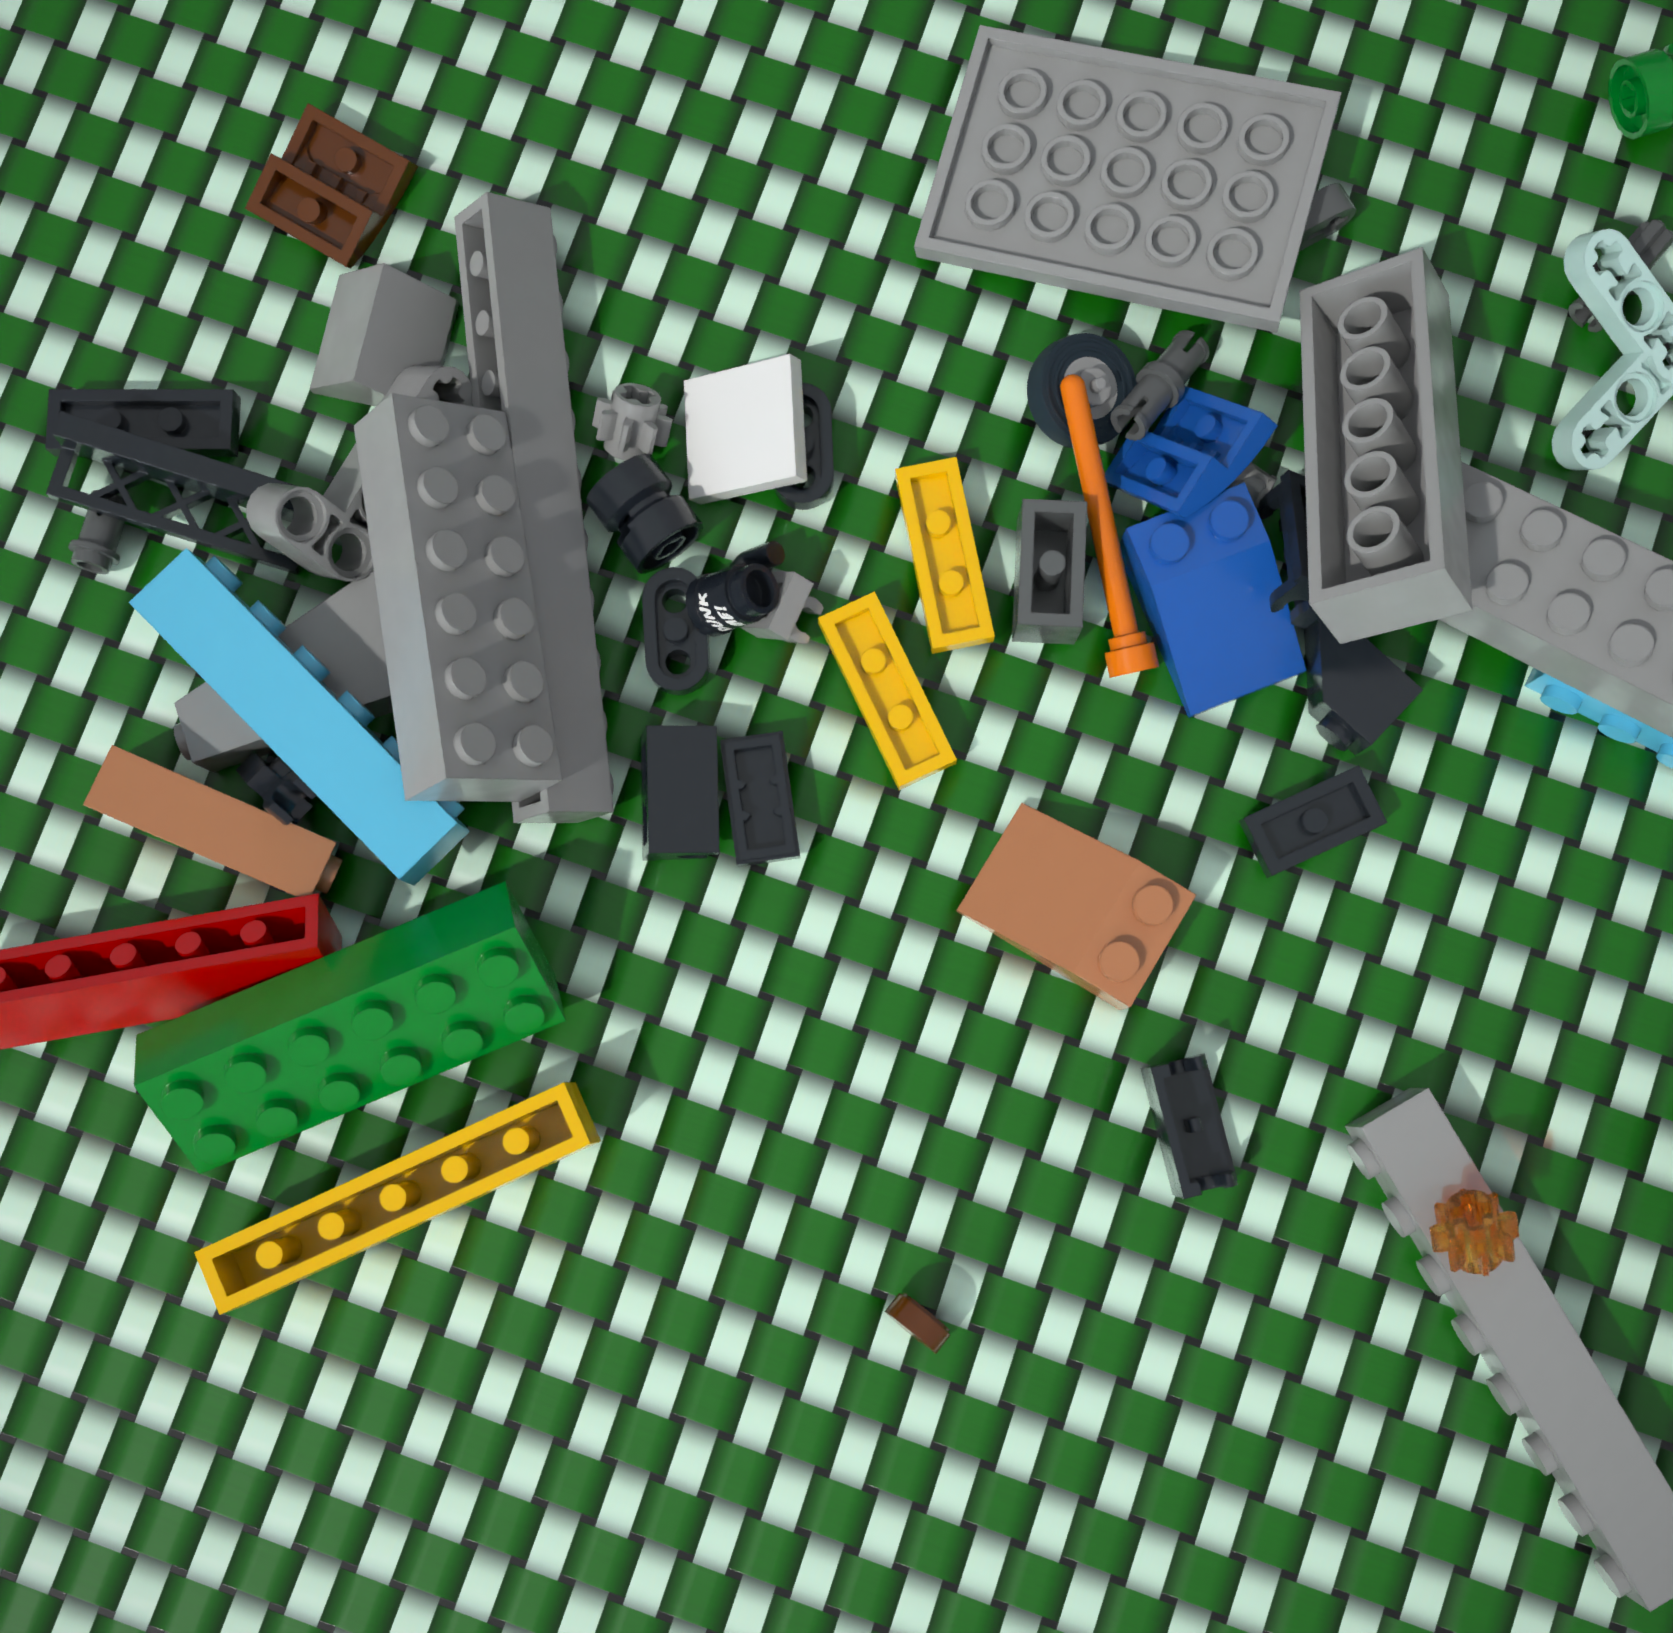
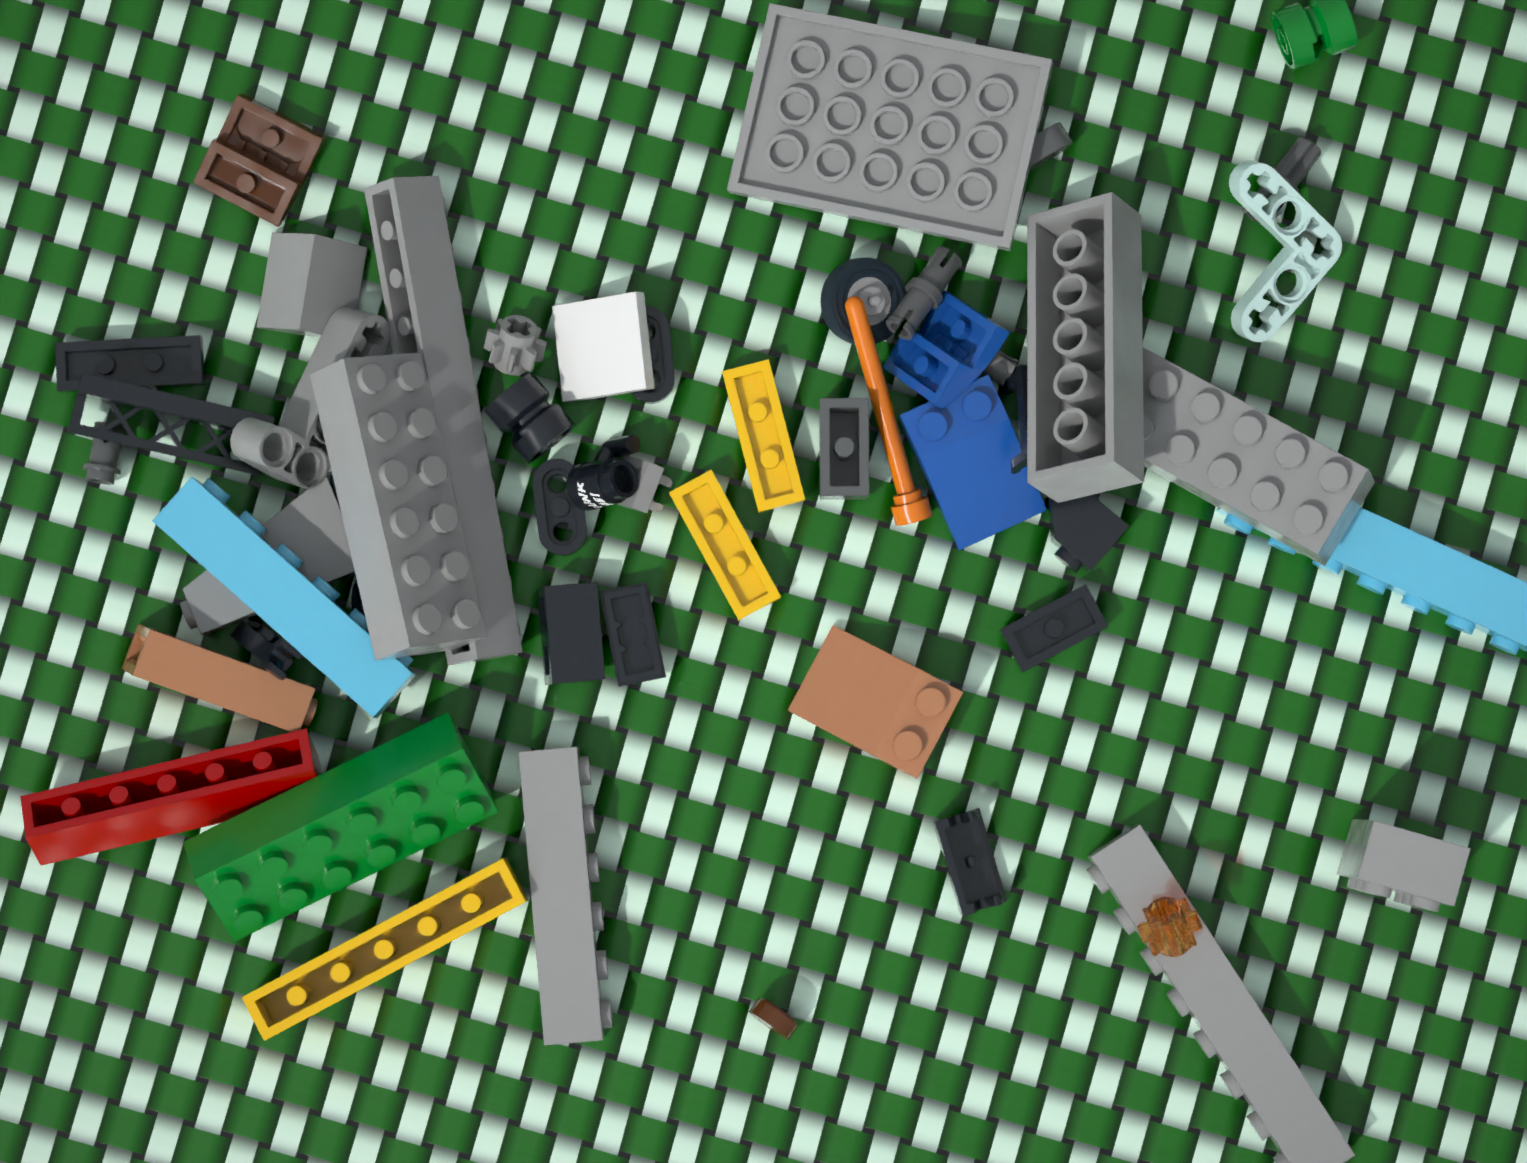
camera: 10 degrees left, 5 degrees up
(645, 1141) = (562, 895): none -> light grey brick

